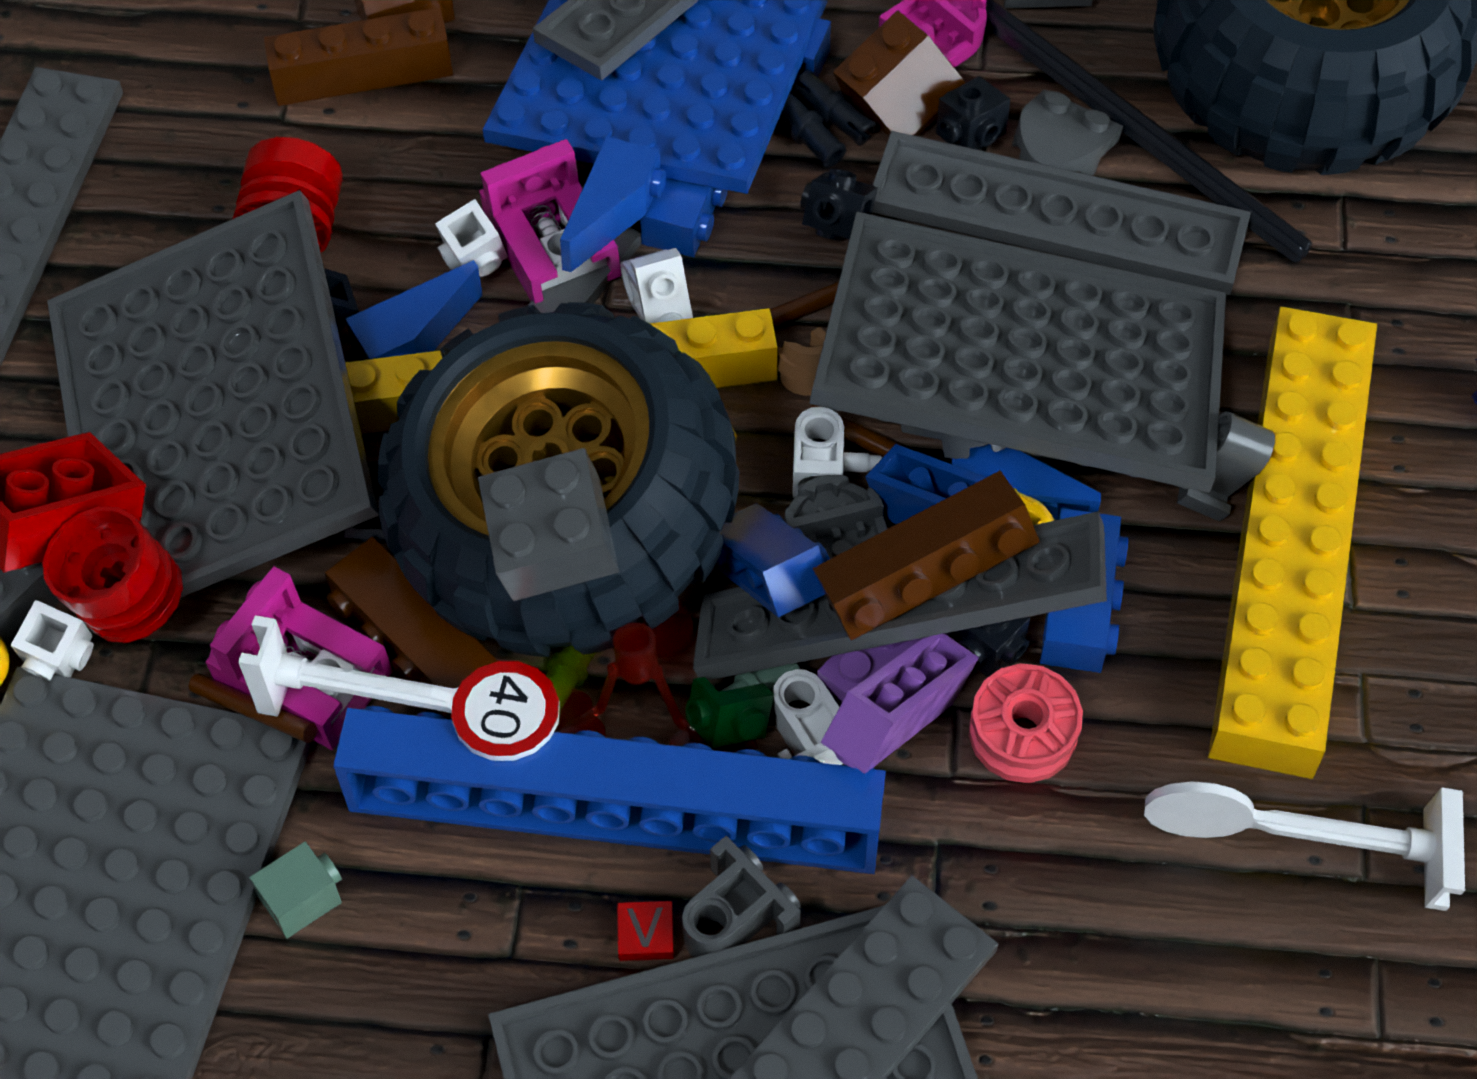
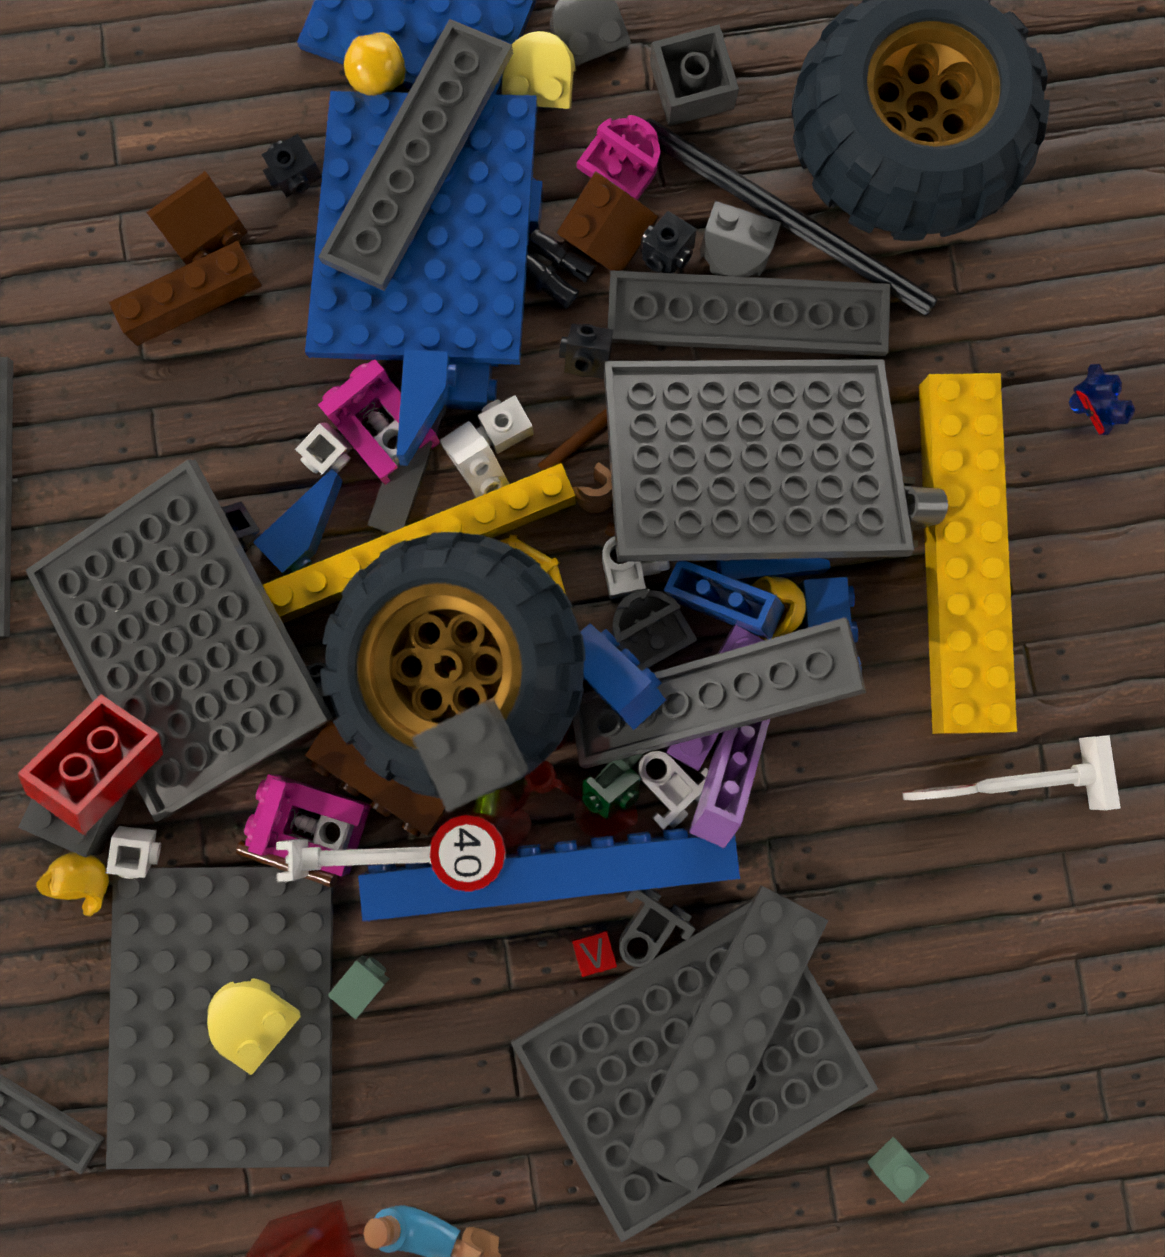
camera: 15 degrees left, 25 degrees up
(112, 574) = (158, 807): red wheel -> none
(127, 887) = (248, 1022): none -> light yellow slope
(288, 165) = (172, 438): red wheel -> none
(712, 266) = (504, 424): none -> white brick
(926, 555) = (730, 673): reddish brown brick -> none
(1021, 752) = (832, 750): coral wheel -> none

